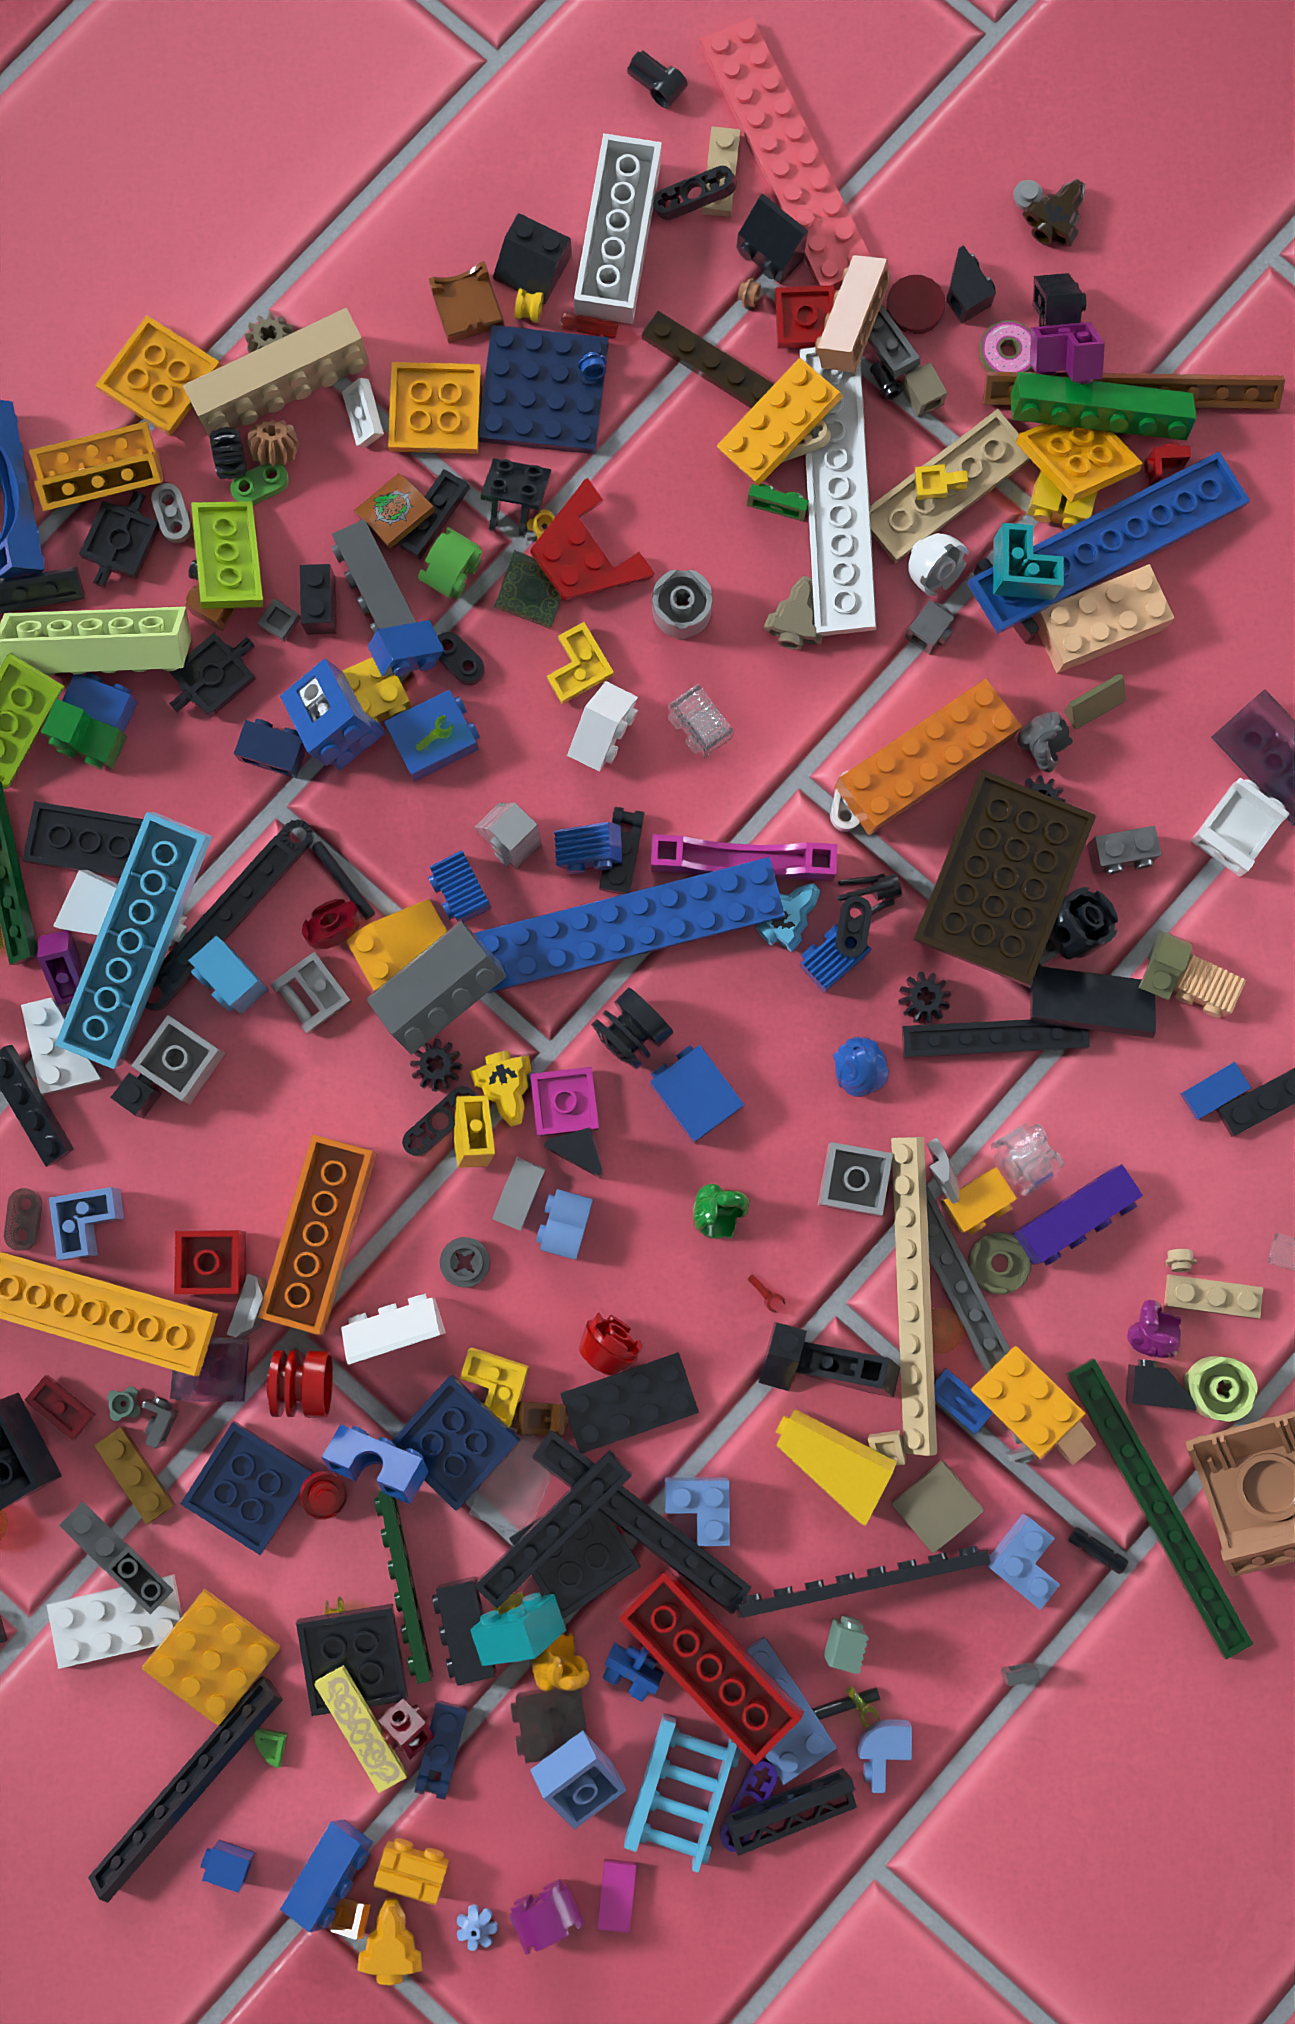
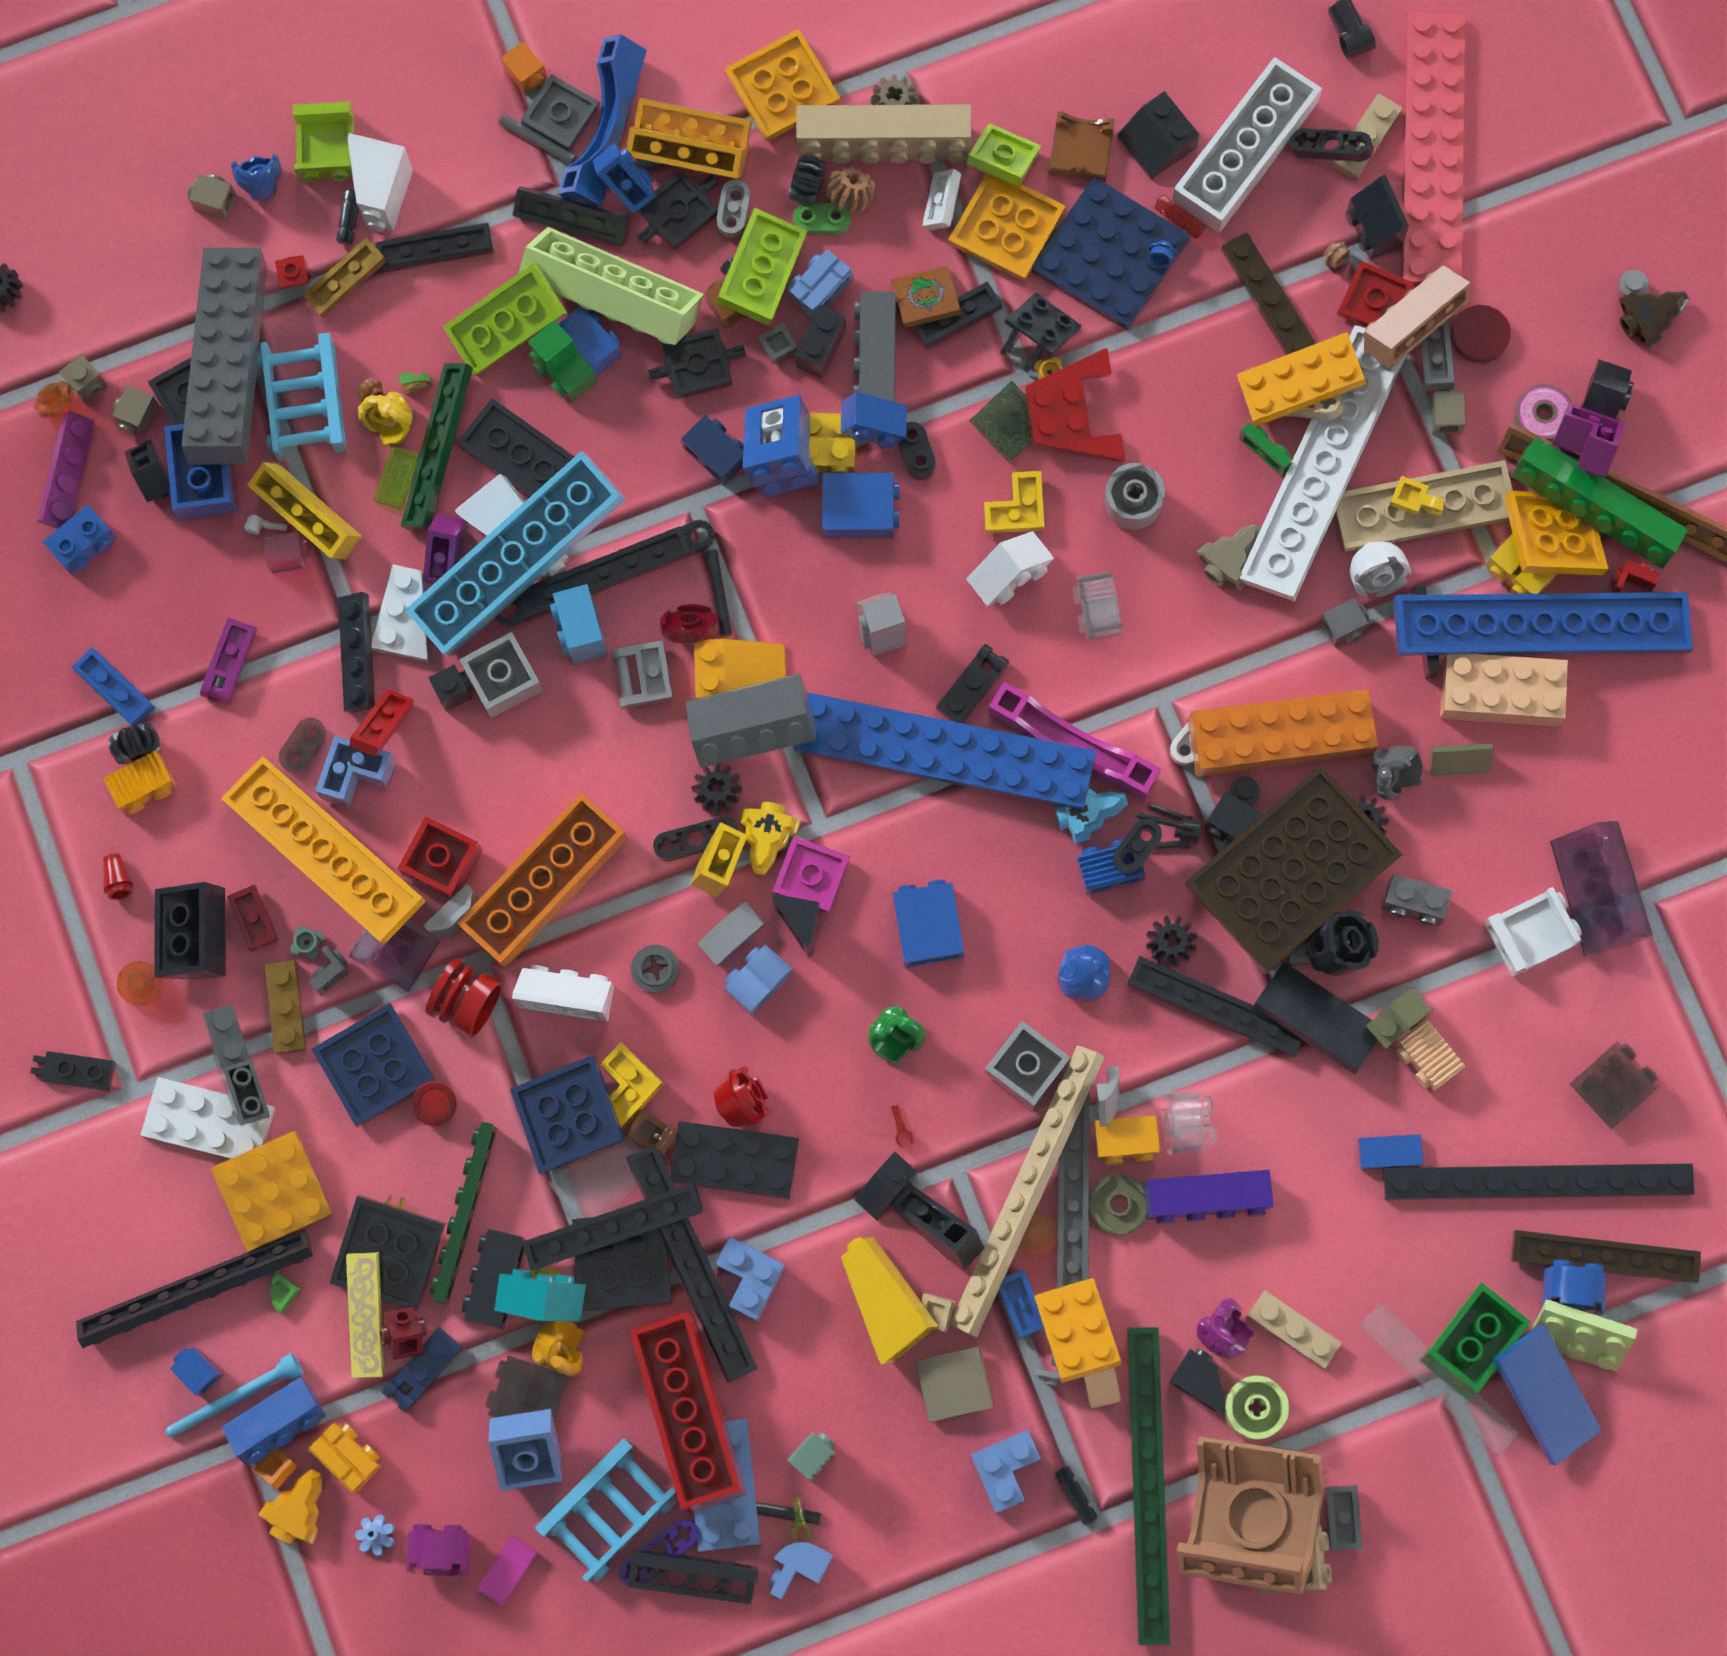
camera: 35 degrees right, 5 degrees down
(52, 532) = (624, 178): none -> blue brick
(87, 1162) = (381, 722): none -> red plate
(289, 545) = (820, 283): none -> medium blue brick
(313, 1815) = (287, 1368): none -> medium azure piece
(354, 1450) = (480, 1078): arch -> none
(398, 343) = (1003, 154): none -> lime plate
(436, 733) = (863, 504): clear neon green hand -> none
(450, 563) = (950, 365): bright green brick -> none
(460, 888) = (815, 647): blue brick -> none
(529, 305) = (1134, 175): yellow wheel -> none
(588, 847) = (943, 666): blue brick -> none
(632, 1028) = (900, 839): black wheel -> none
(635, 1666) = (624, 1384): blue hips -> none
(848, 1584) = (868, 1415): black plate -> none
(889, 386) = (1418, 396): black pin -> none
(918, 826) = (1245, 789): none -> black plate
(922, 858) = (1230, 818): none -> black brick
(969, 288) = (1534, 343): black slope -> none
(1020, 1674) = (951, 1563): dark grey tile -> none
(1021, 572) = (1441, 609): teal brick -> none
(1180, 1260) = (1280, 1281): tan plate -> none

